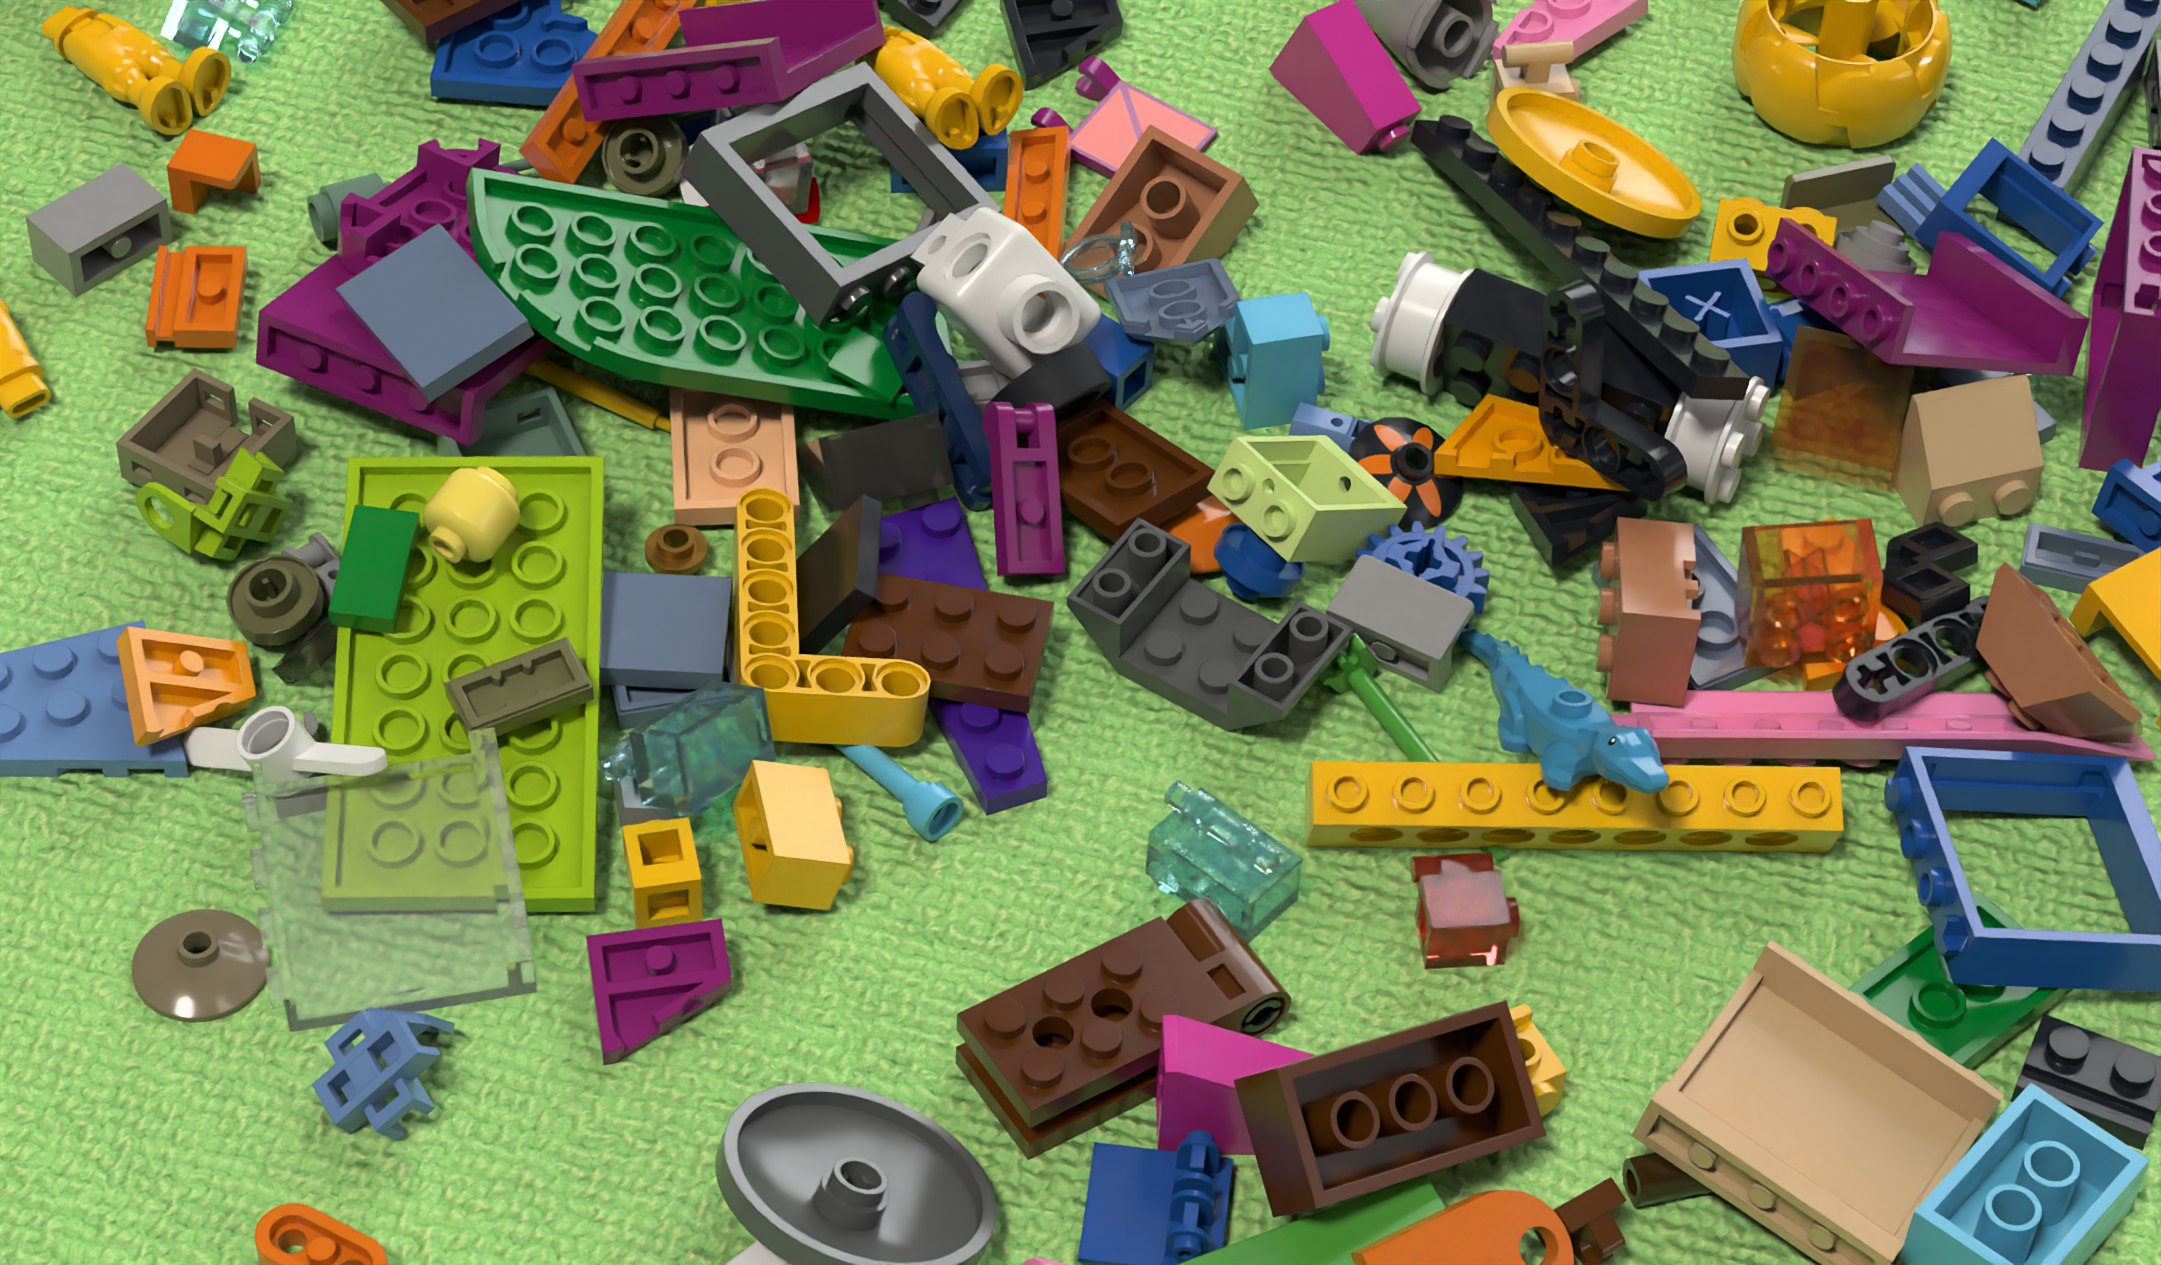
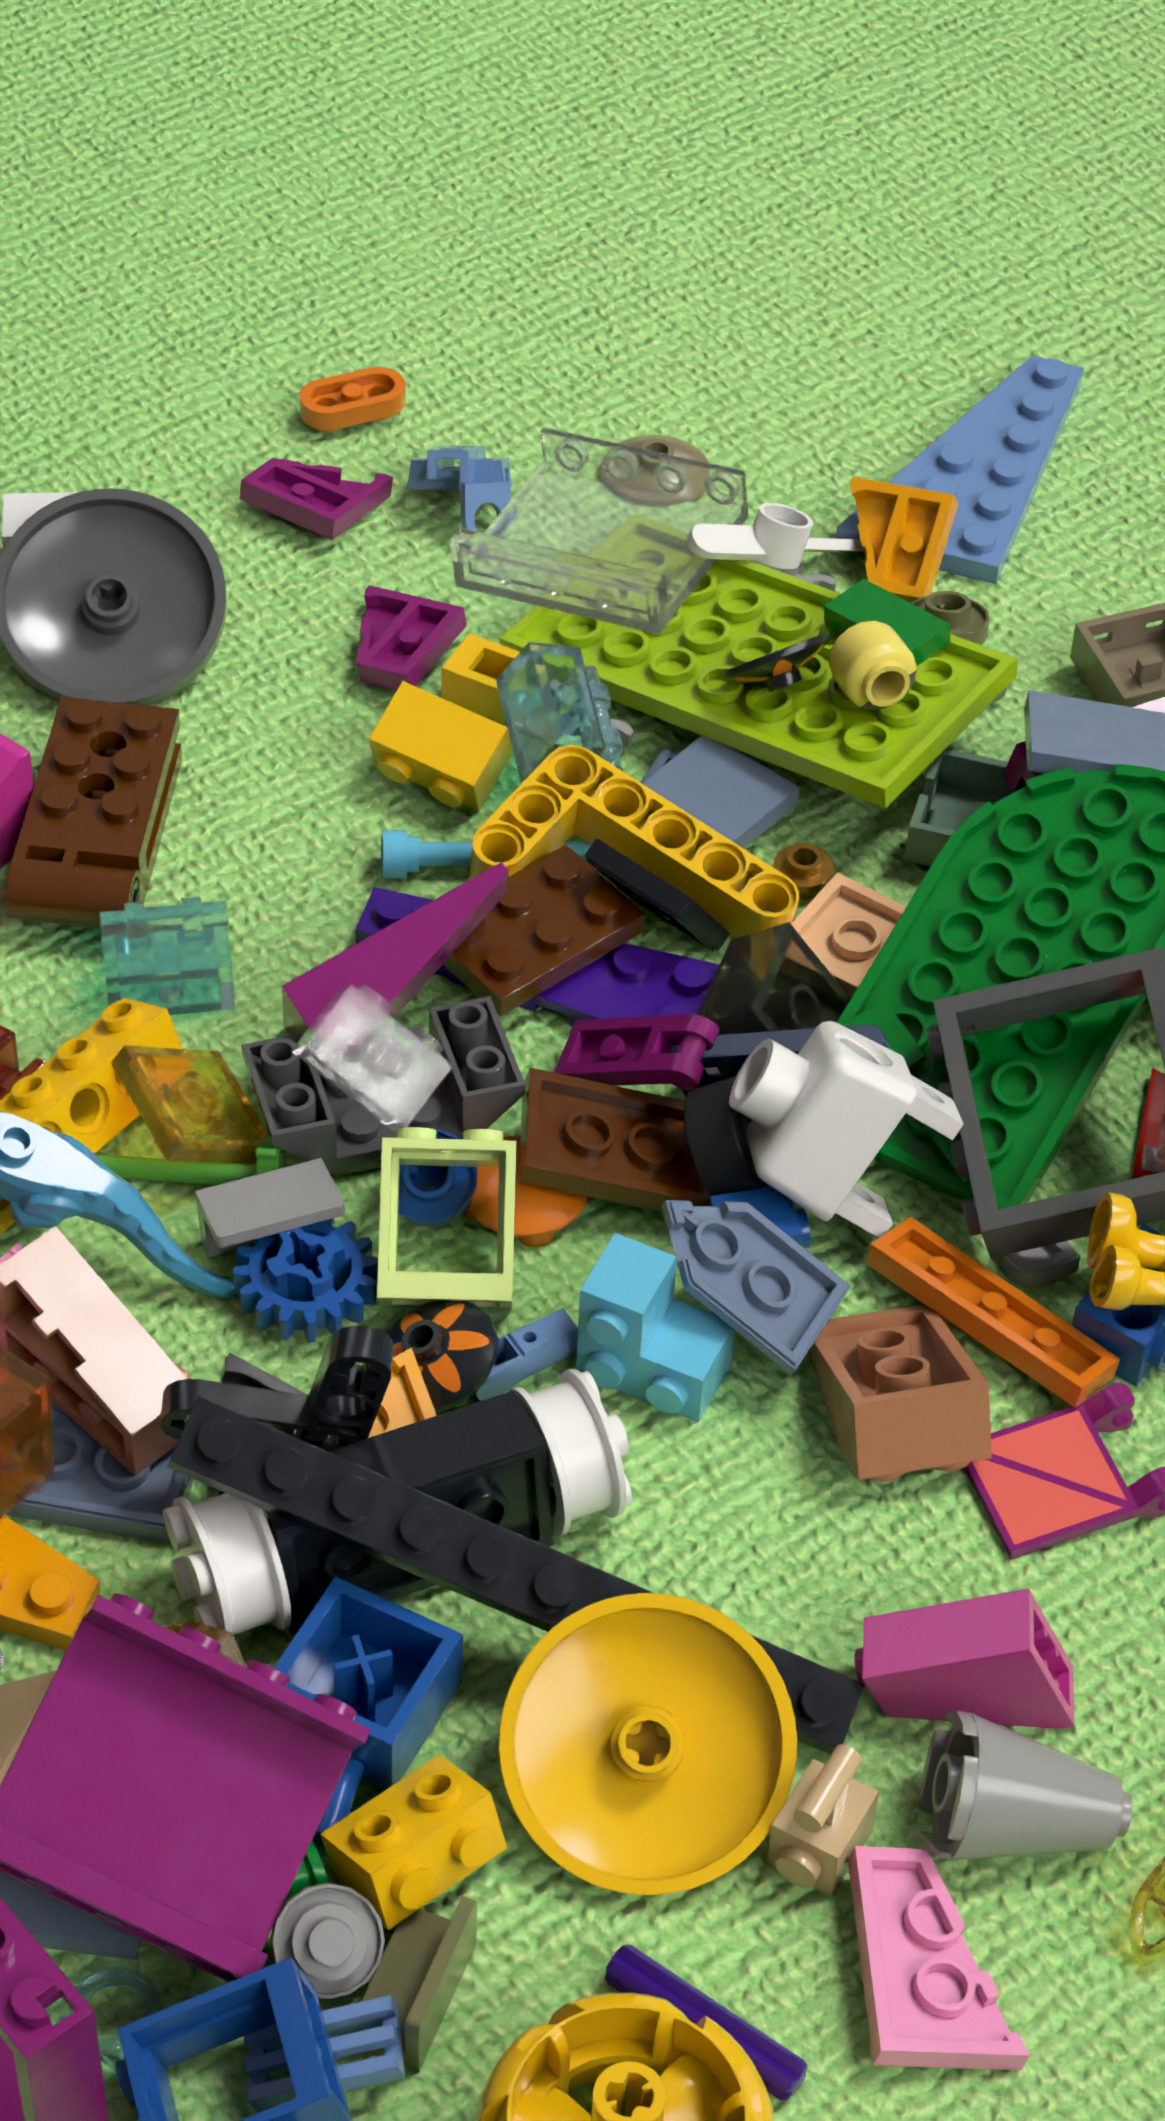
camera: 130 degrees right, 0 degrees up
(231, 517) = (1045, 613): lime piece -> none
(480, 604) = (779, 667): none -> black dish
(507, 1183) = (313, 495): none -> magenta wing
(520, 689) = (695, 645): olive plate -> none
(1122, 263) = (877, 1317): clear light blue piece -> none
(1123, 664) = (398, 957): none -> magenta wedge
(1231, 587) = (373, 1055): none -> clear brick
(1359, 721) = (191, 1104): none -> clear yellow plate
(1707, 94) = (638, 1973): none -> dark purple axle

